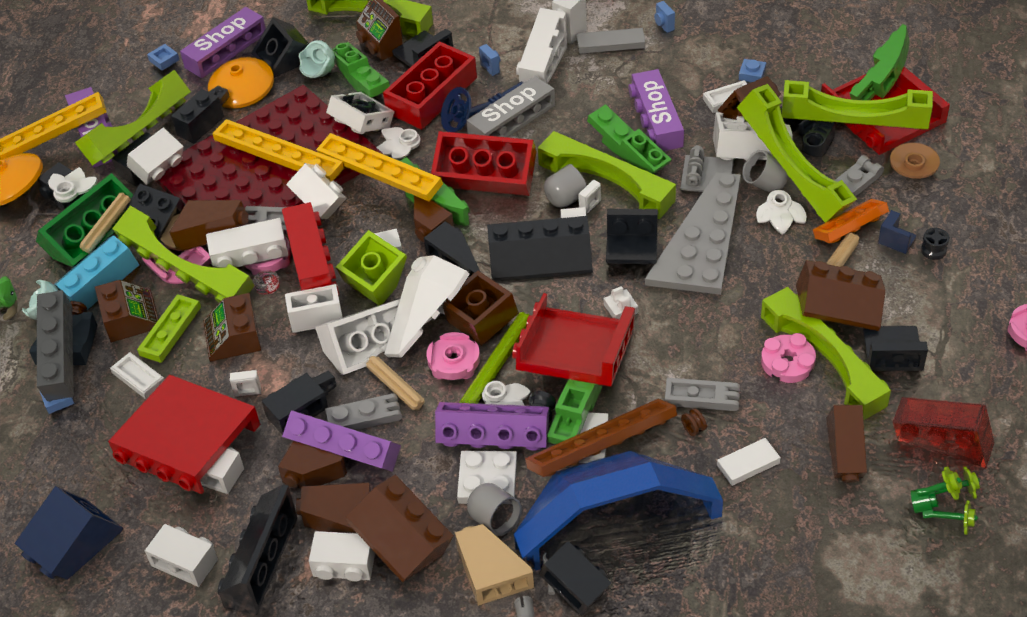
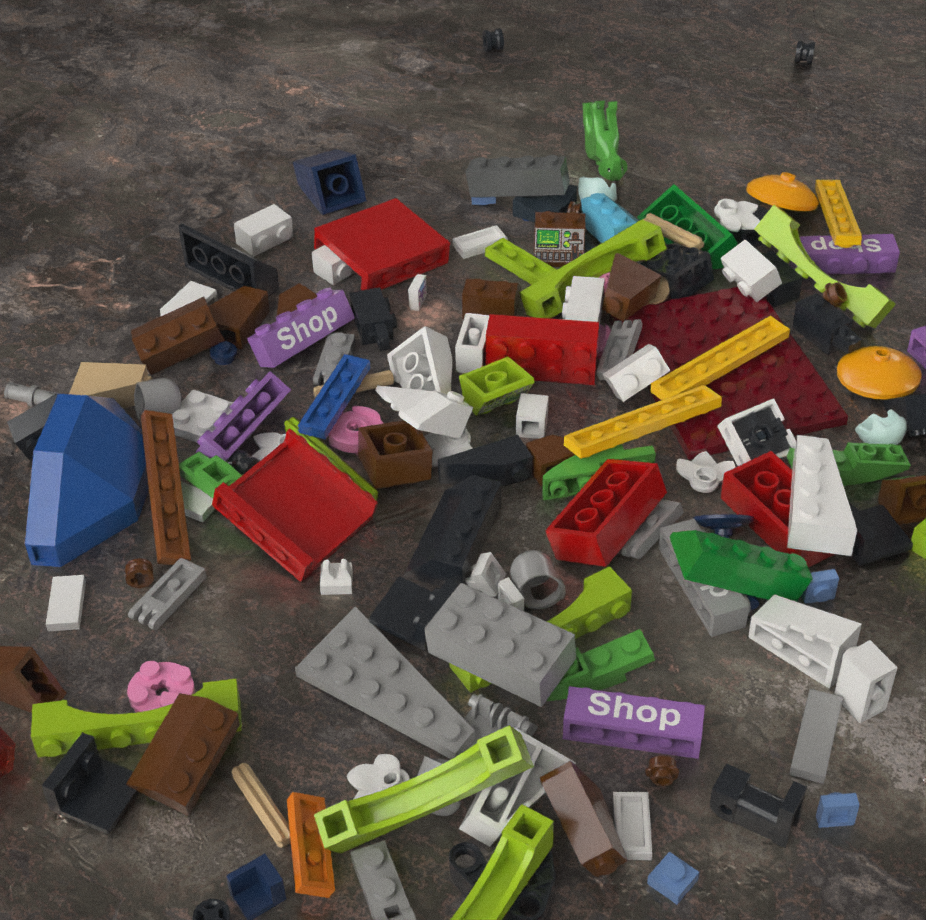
camera: 110 degrees right, 5 degrees down
(171, 103) = (835, 294): none -> reddish brown plate
(431, 369) = (334, 396): none -> blue plate
(432, 49) = (818, 502): none -> white wedge
(505, 80) = (740, 565): none -> green slope
(654, 162) = (501, 644): none -> light grey brick
(683, 91) = (662, 770): none -> reddish brown plate
(685, 38) = (755, 807): none -> black piece

